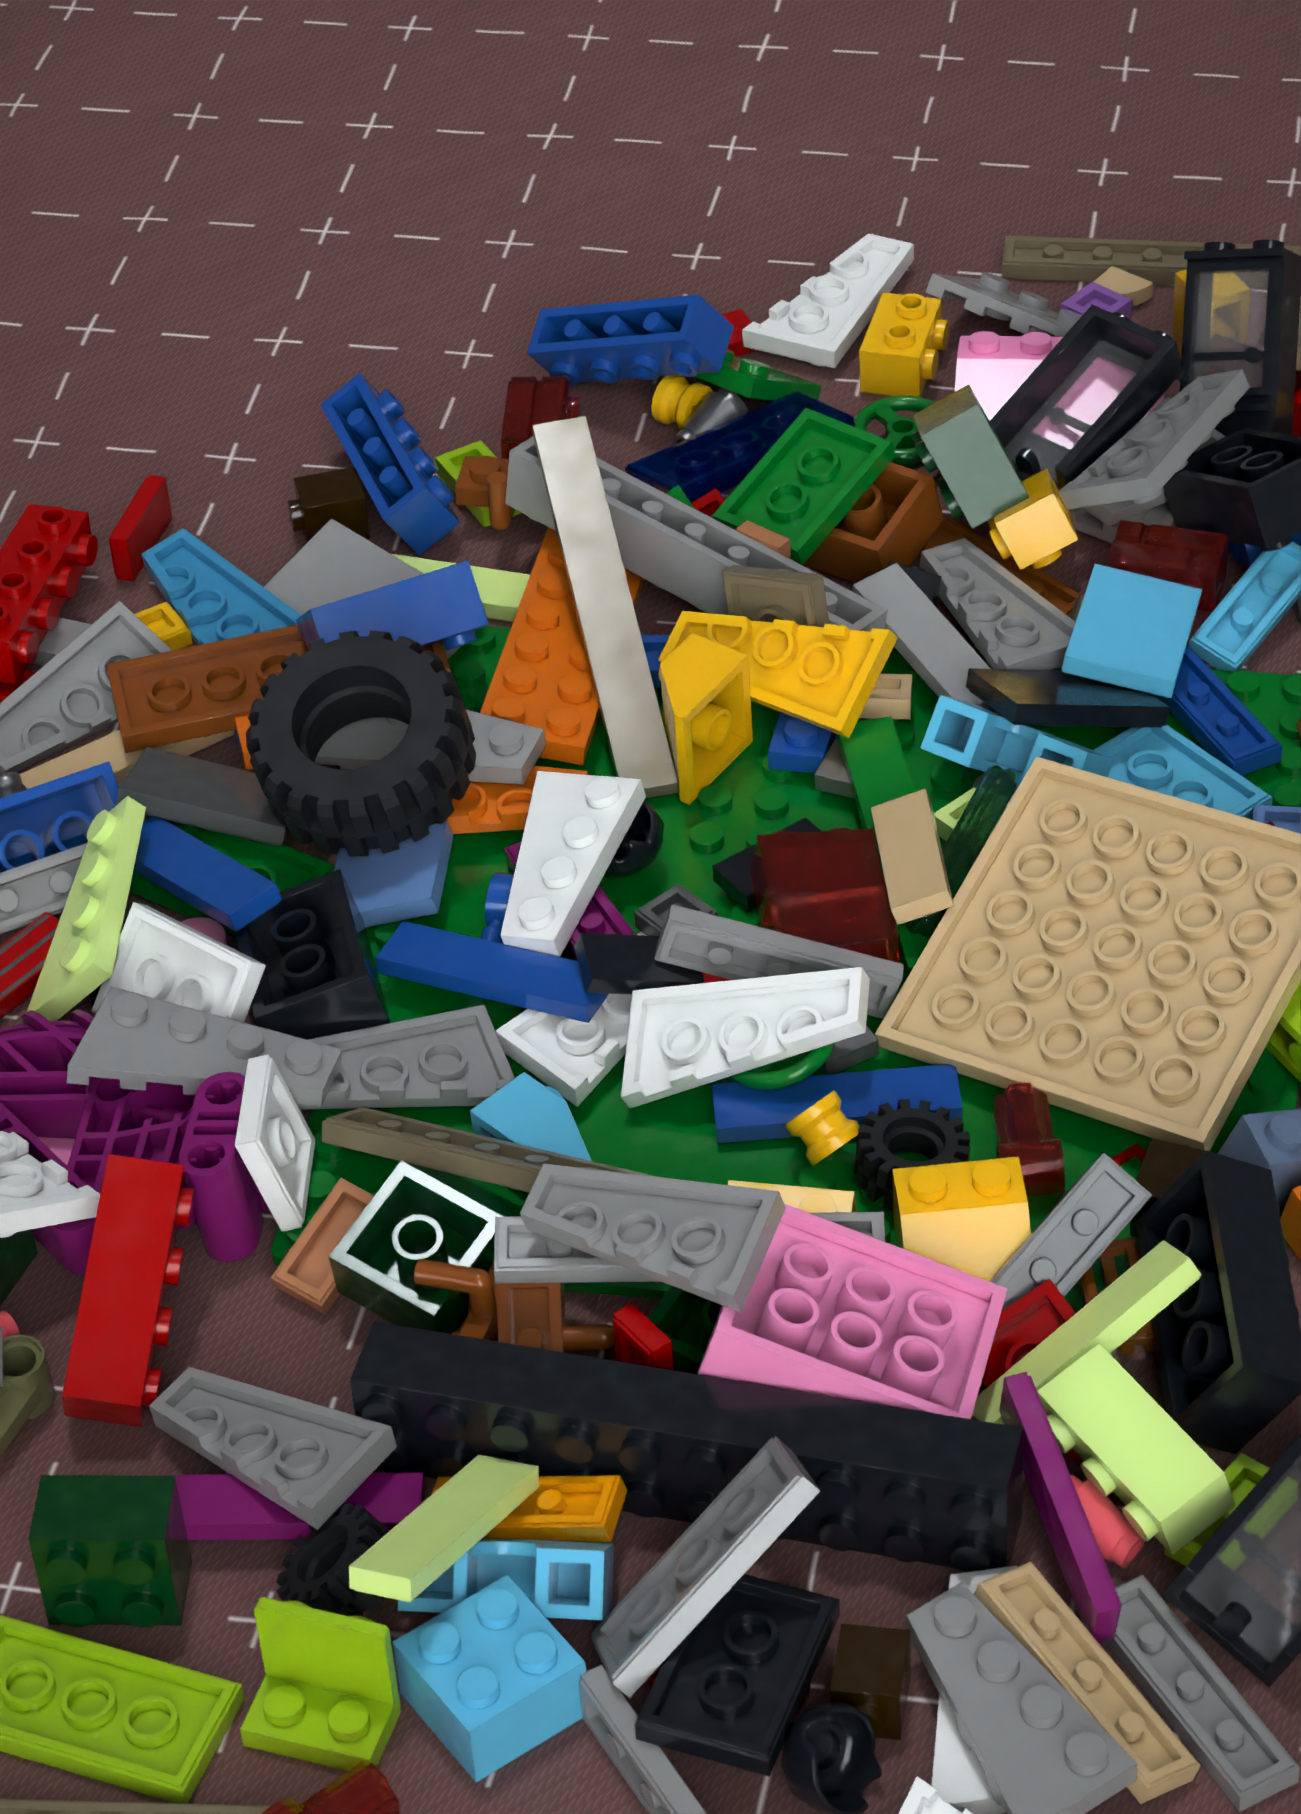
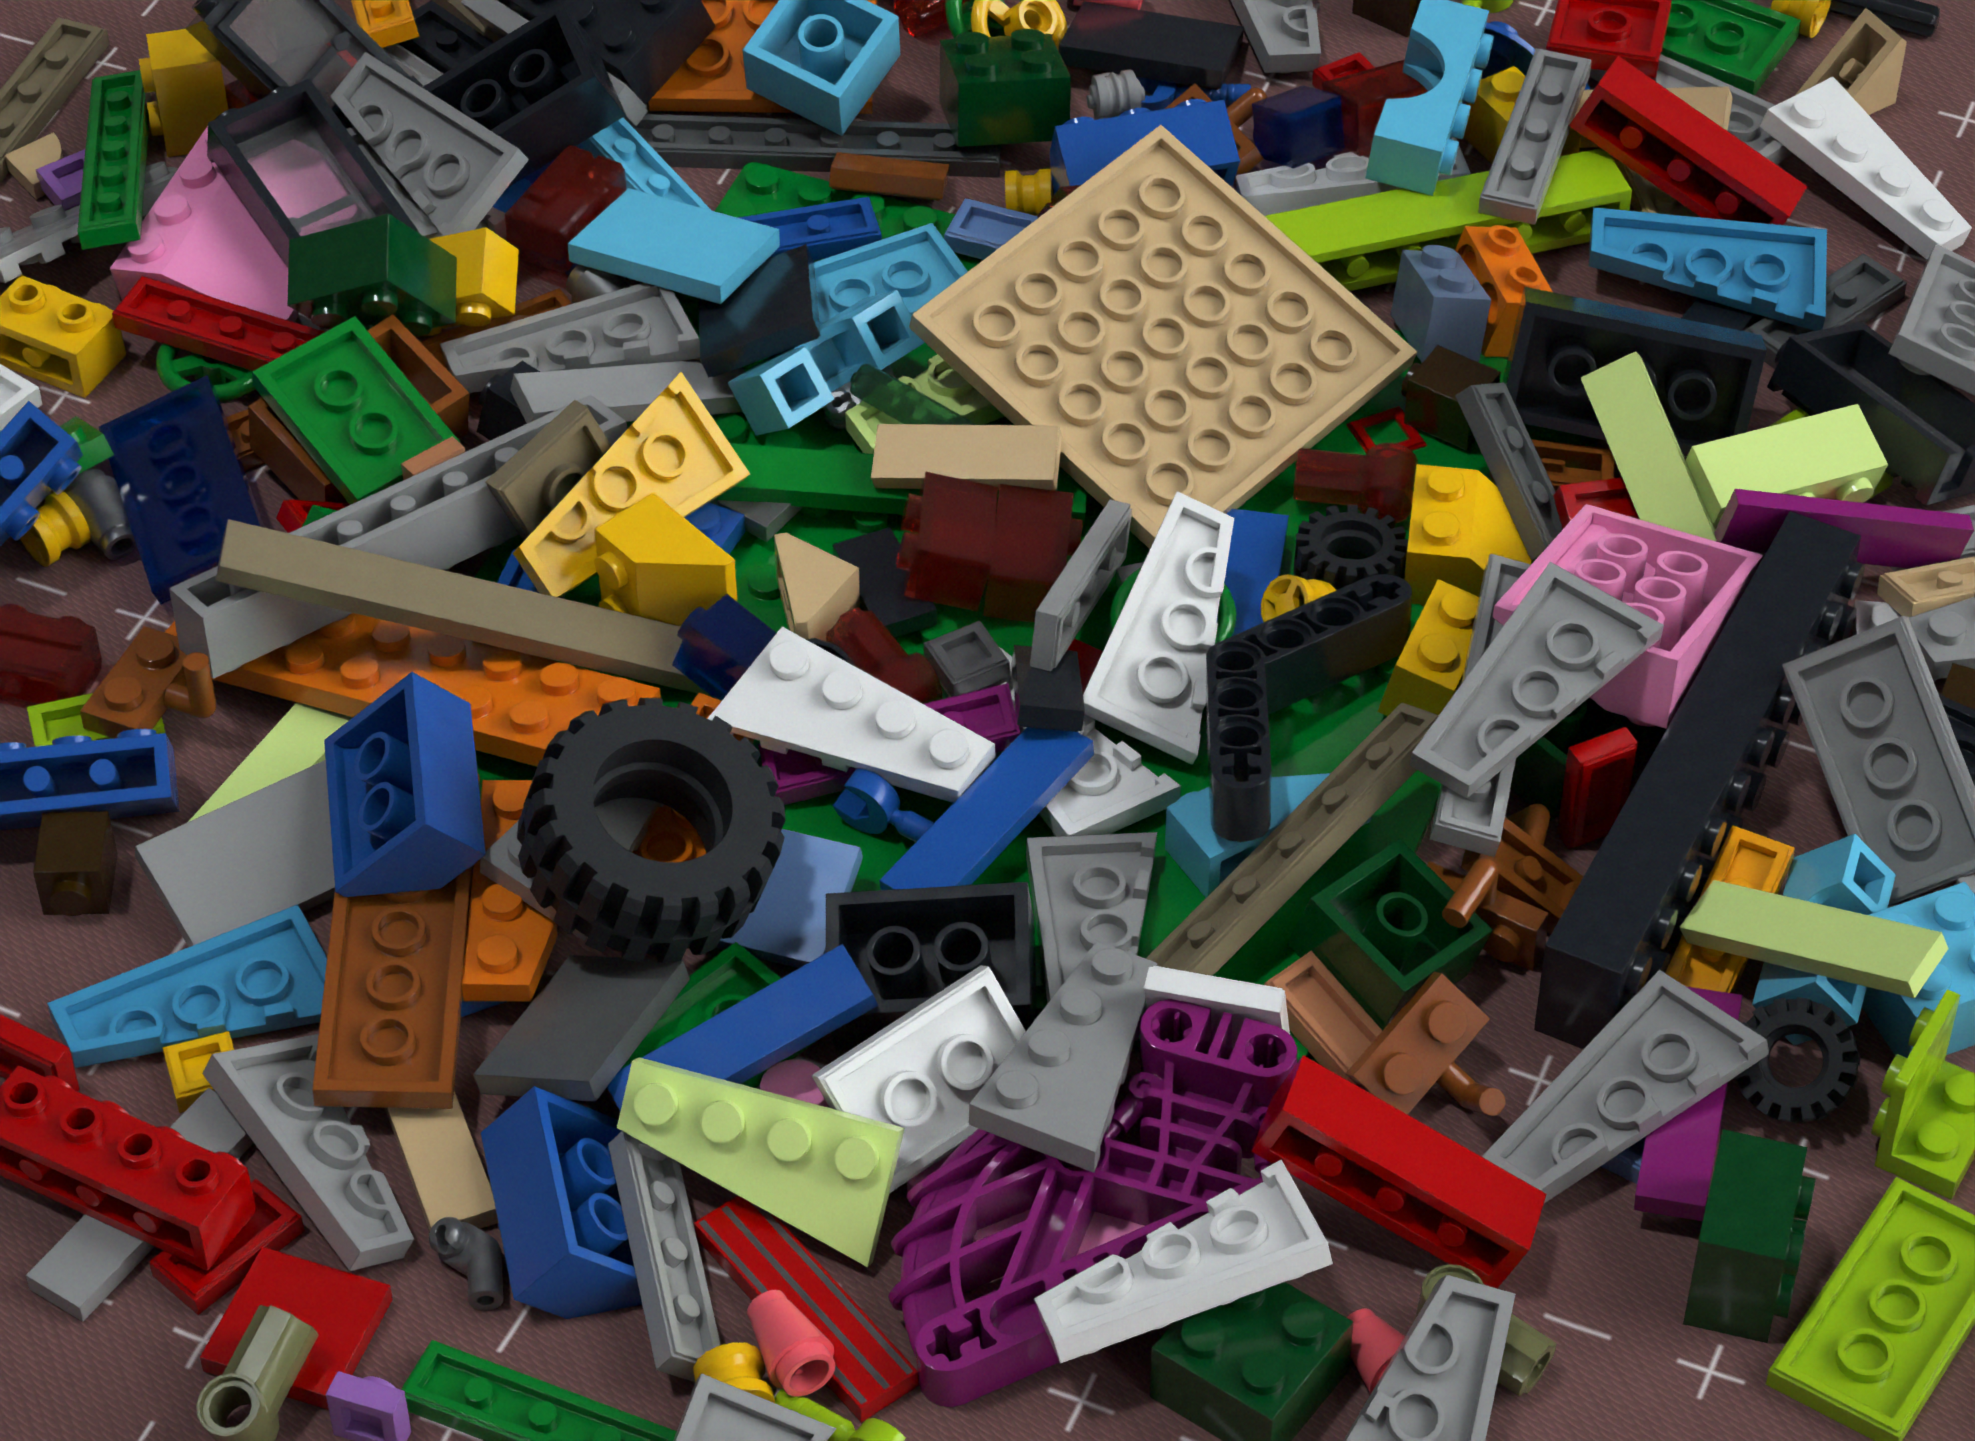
camera: 80 degrees left, 5 degrees up
(297, 1303) = (1422, 1048): none -> dark orange plate
(642, 756) = (720, 645): none -> clear blue brick
(663, 1089) = (1278, 667): none -> black beam
(683, 861) = (882, 656): none -> clear red piece
(725, 813) = (813, 586): none -> tan slope
(923, 381) = (207, 325): none -> red tile
(1064, 307) = (114, 161): none -> green tile

